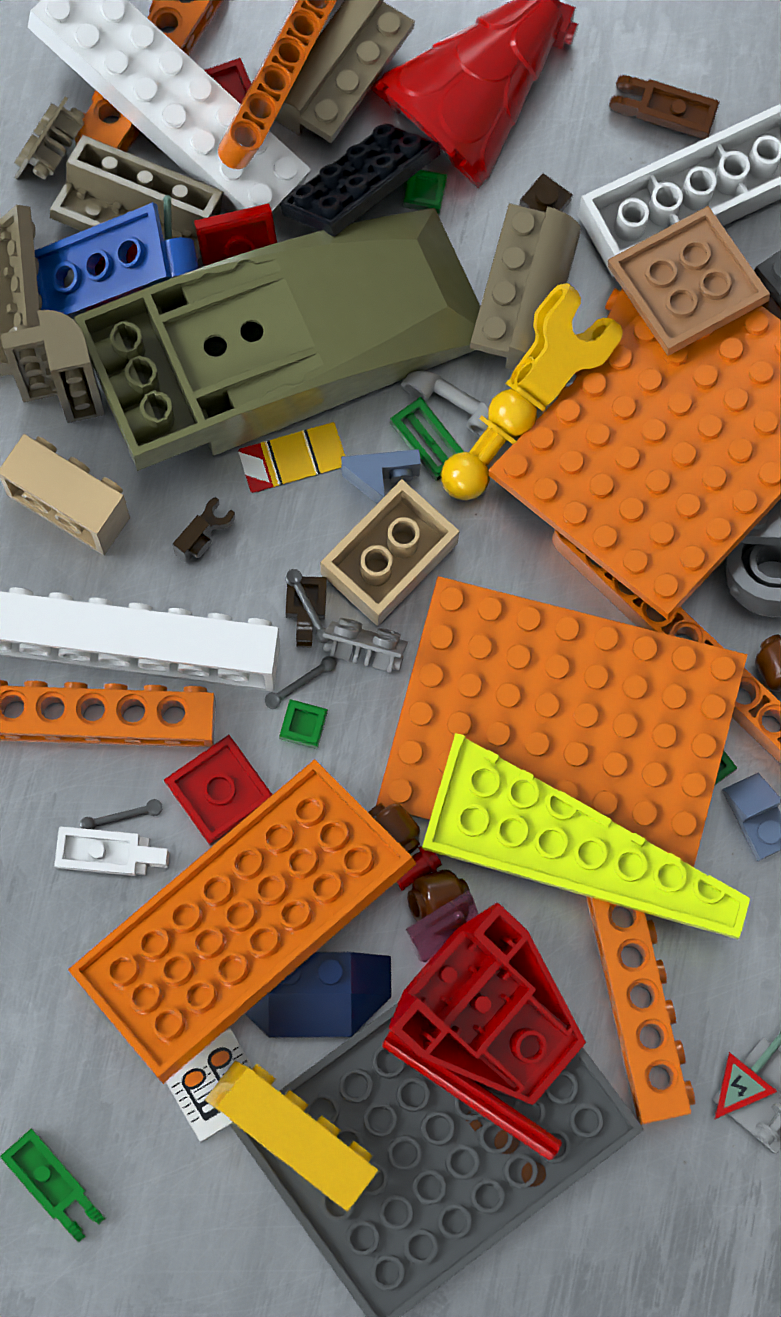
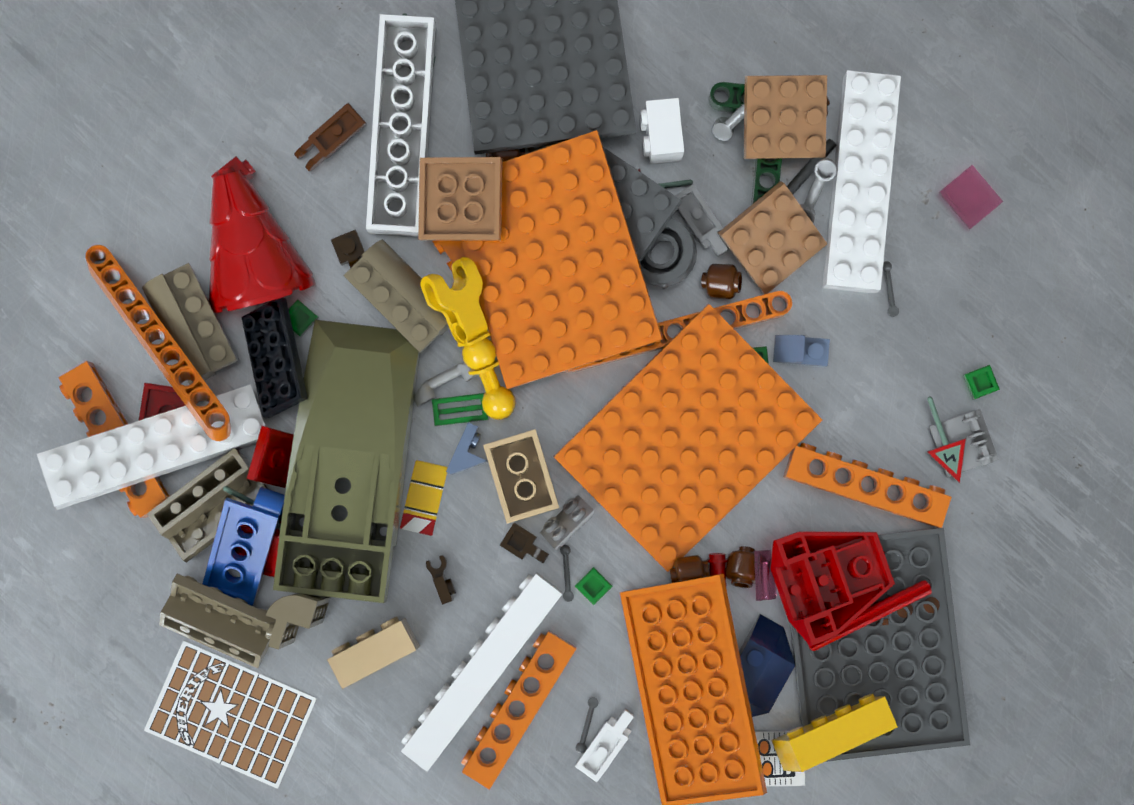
camera: 55 degrees left, 10 degrees up
(55, 129) = (124, 530): dark tan hinge -> none
(218, 789) = (604, 658): red tile -> none
(294, 578) = (504, 543): dark grey hinge -> none
(528, 829) = (738, 493): neon yellow wing -> none

